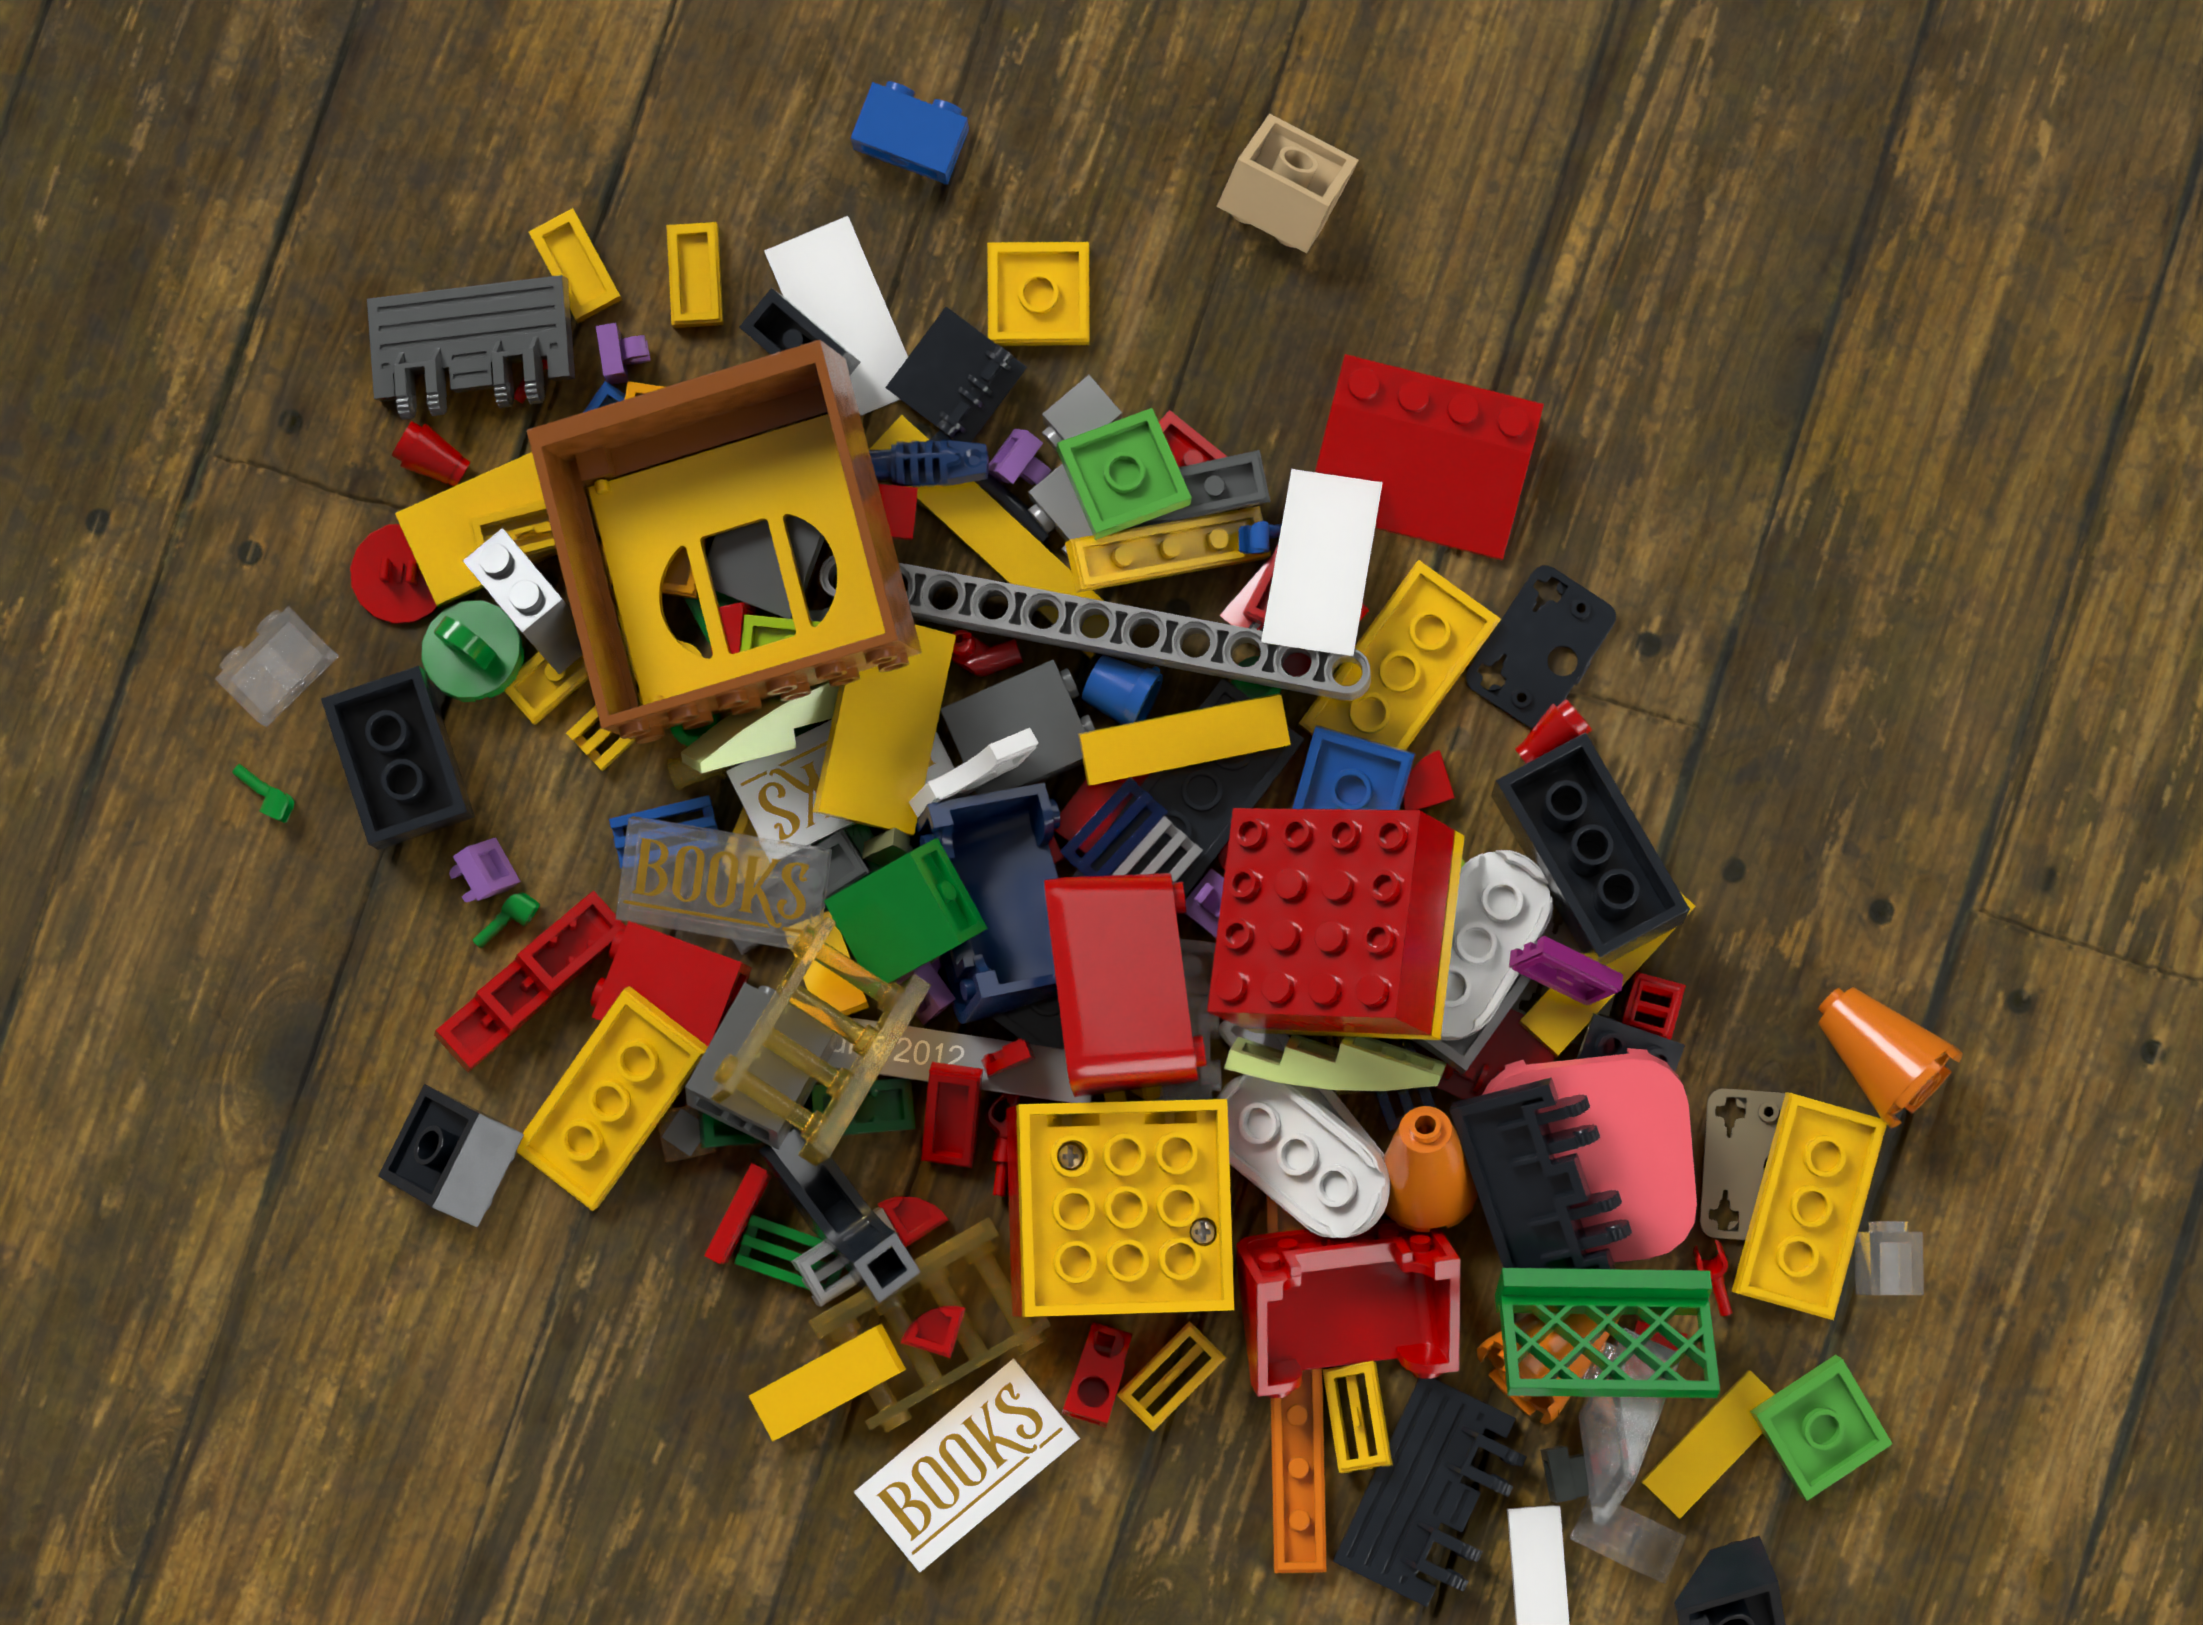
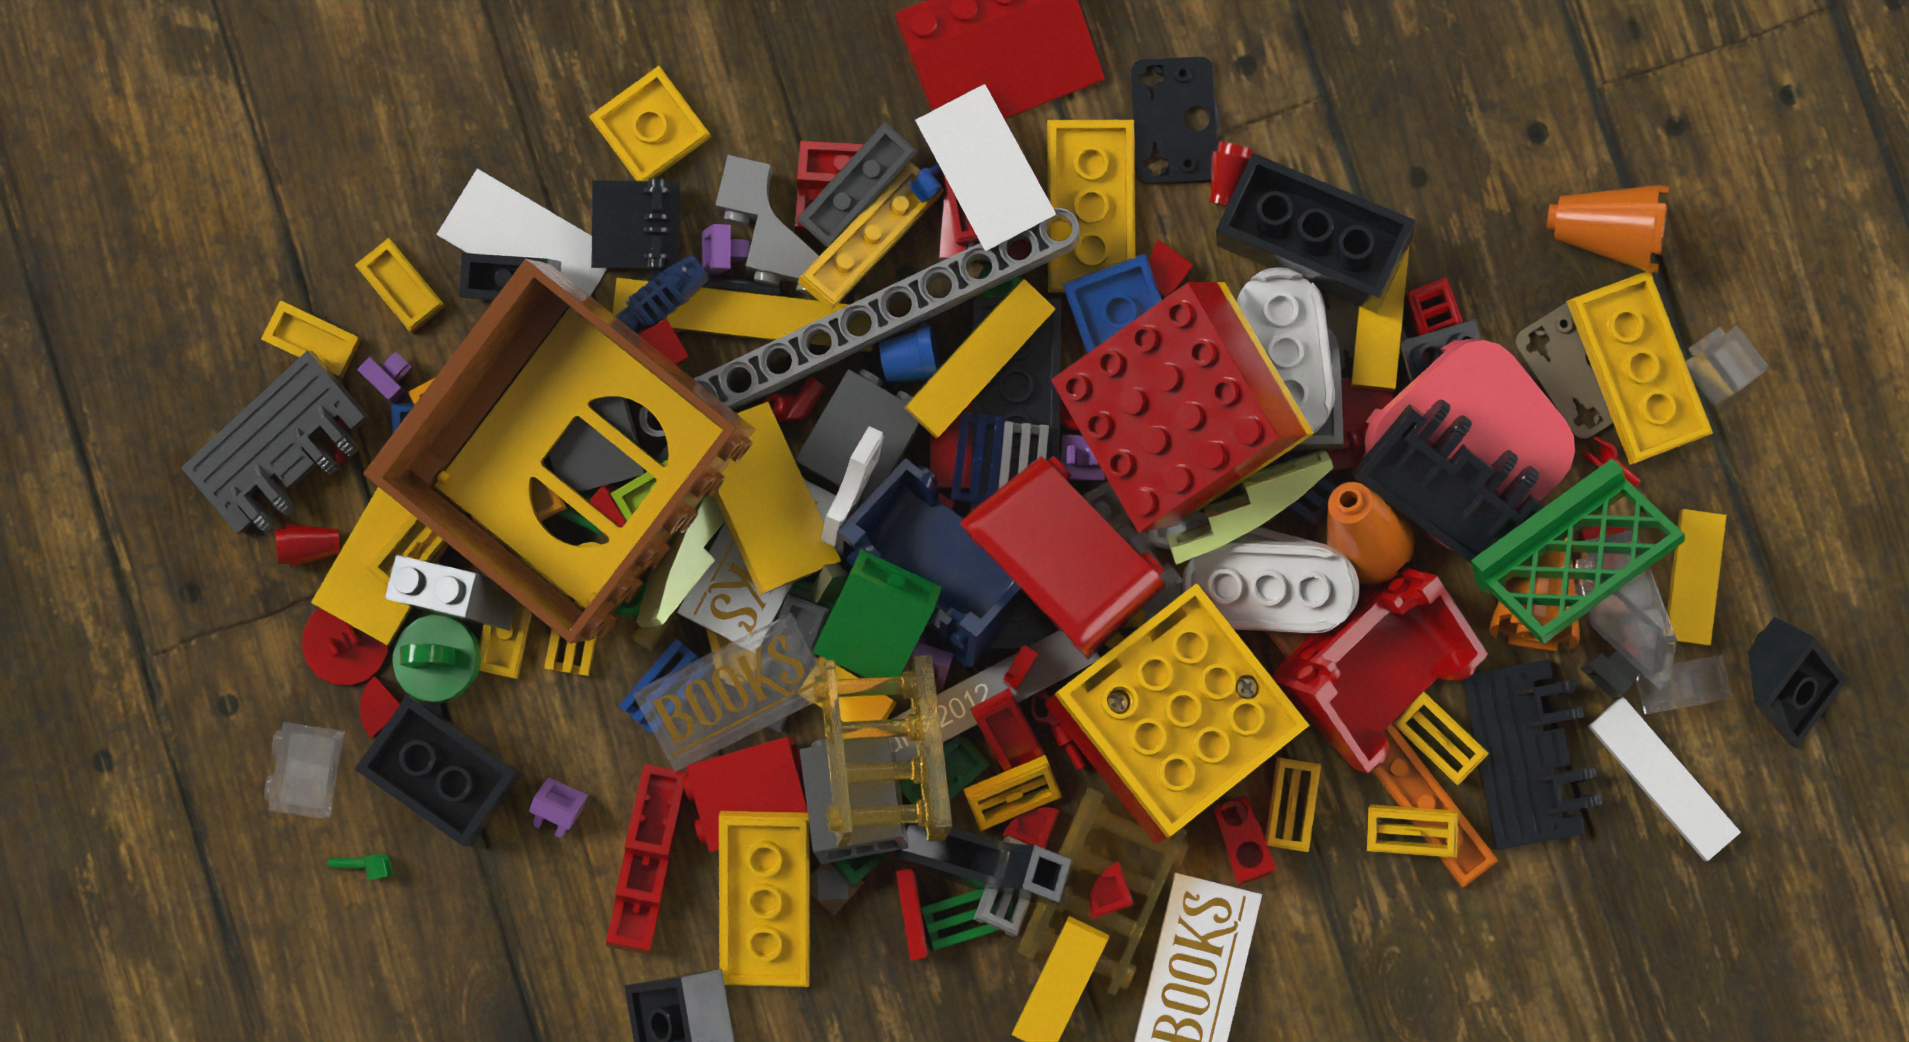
camera: 40 degrees left, 0 degrees up
(385, 655) = (377, 706): none -> red tile
(517, 907) = (599, 814): green hand -> none
(910, 131) = (478, 77): blue brick -> none
(916, 1164) = (1010, 787): none -> yellow tile
(1123, 473) = (803, 204): bright green plate -> none
(1298, 1511) = (1411, 813): none -> yellow tile
(1566, 971) = (1361, 325): magenta tile -> none
(1821, 1427) = (1760, 512): bright green plate -> none

